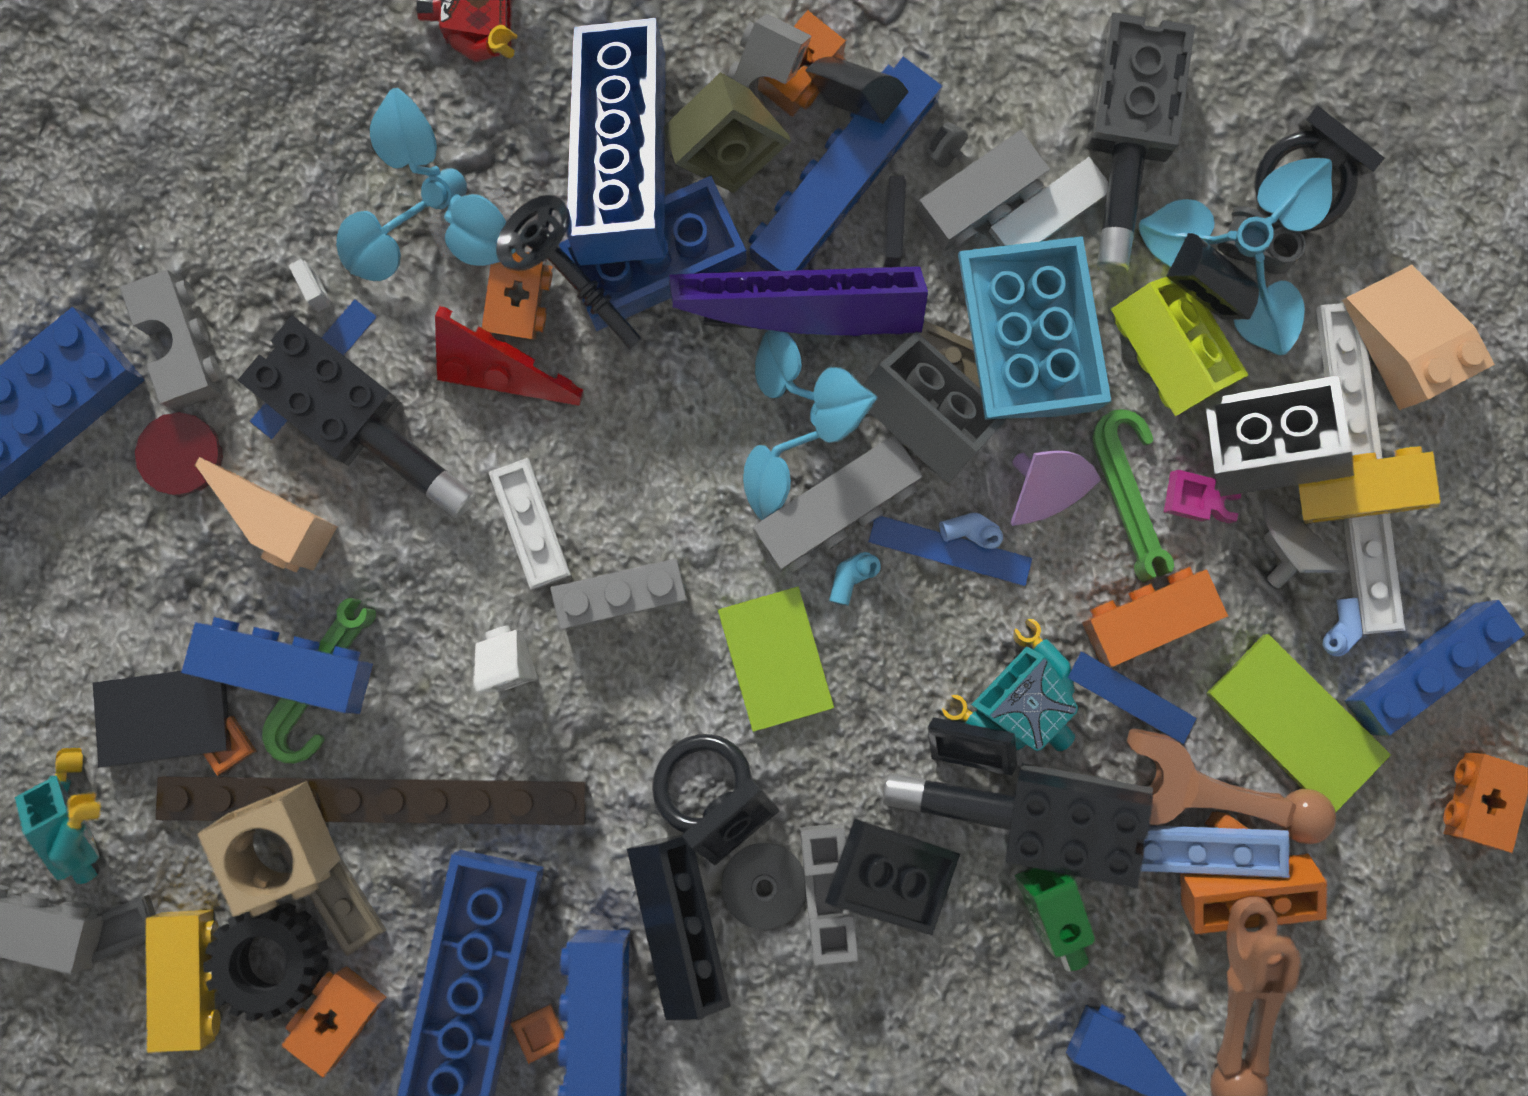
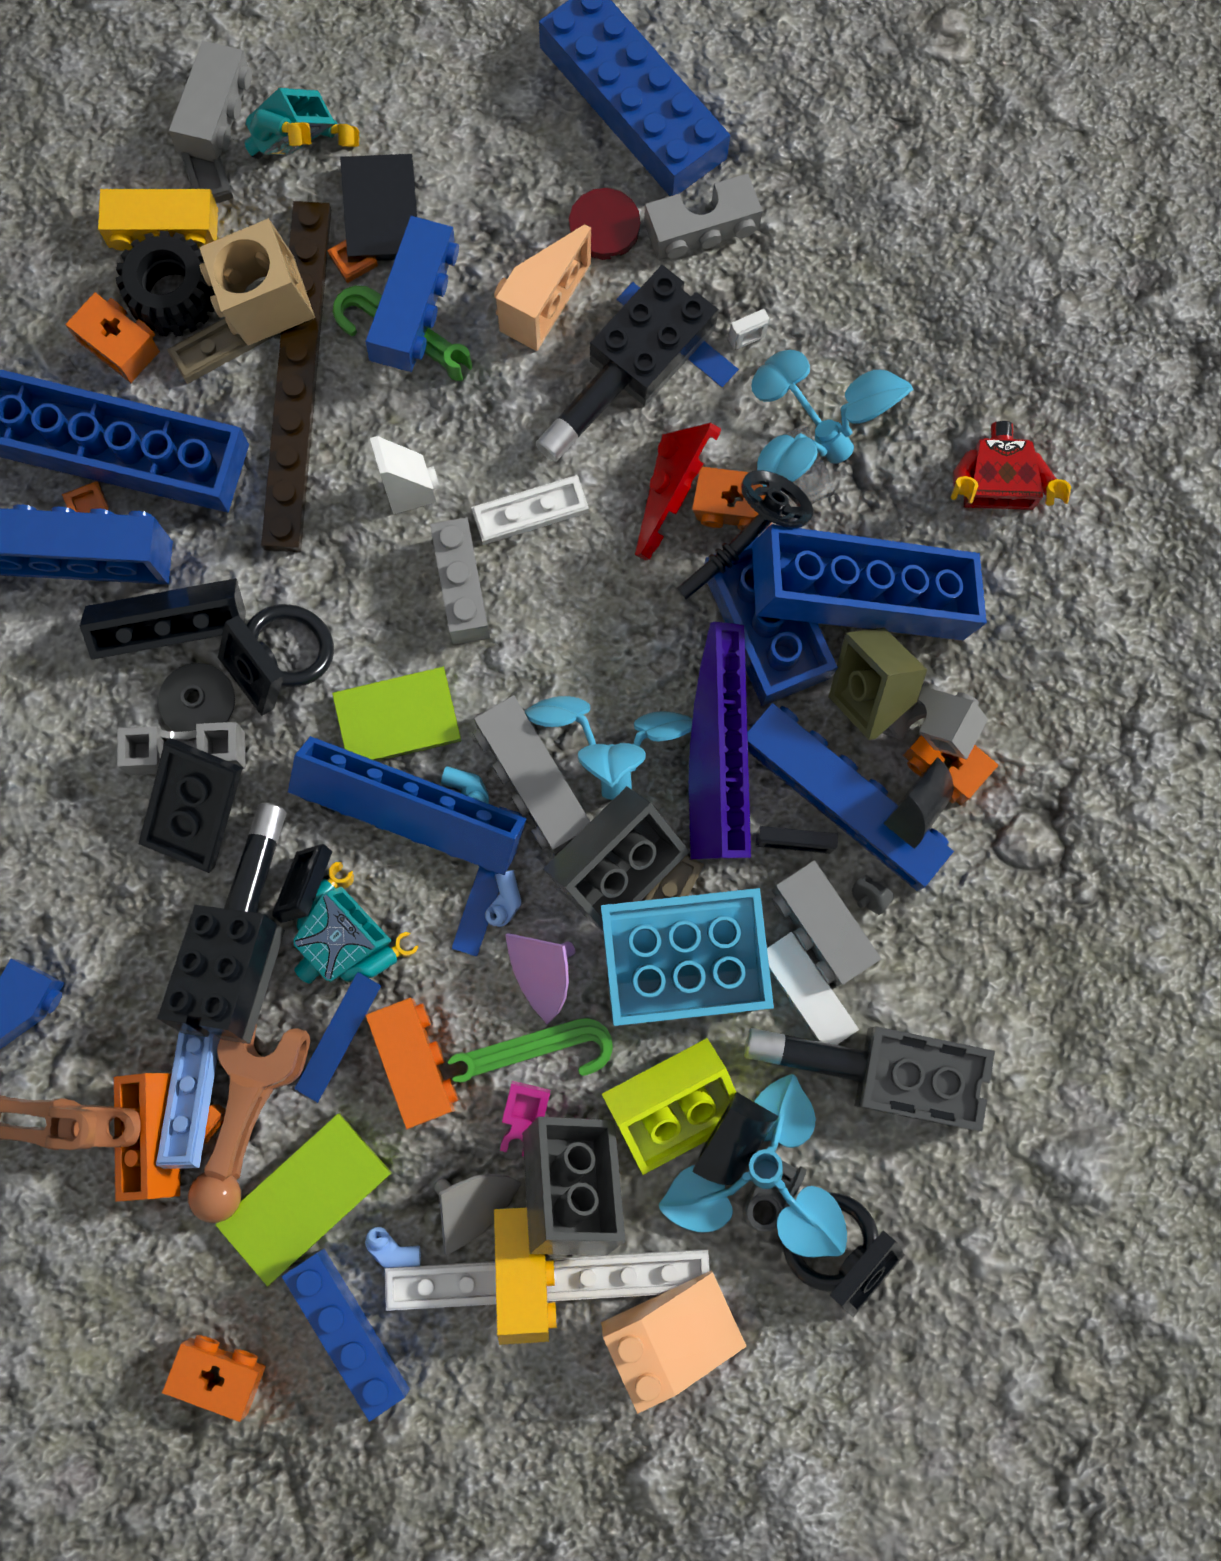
camera: 90 degrees right, 5 degrees down
(880, 638) = (406, 805): none -> blue brick
(1057, 915) = (141, 952): green torso -> none

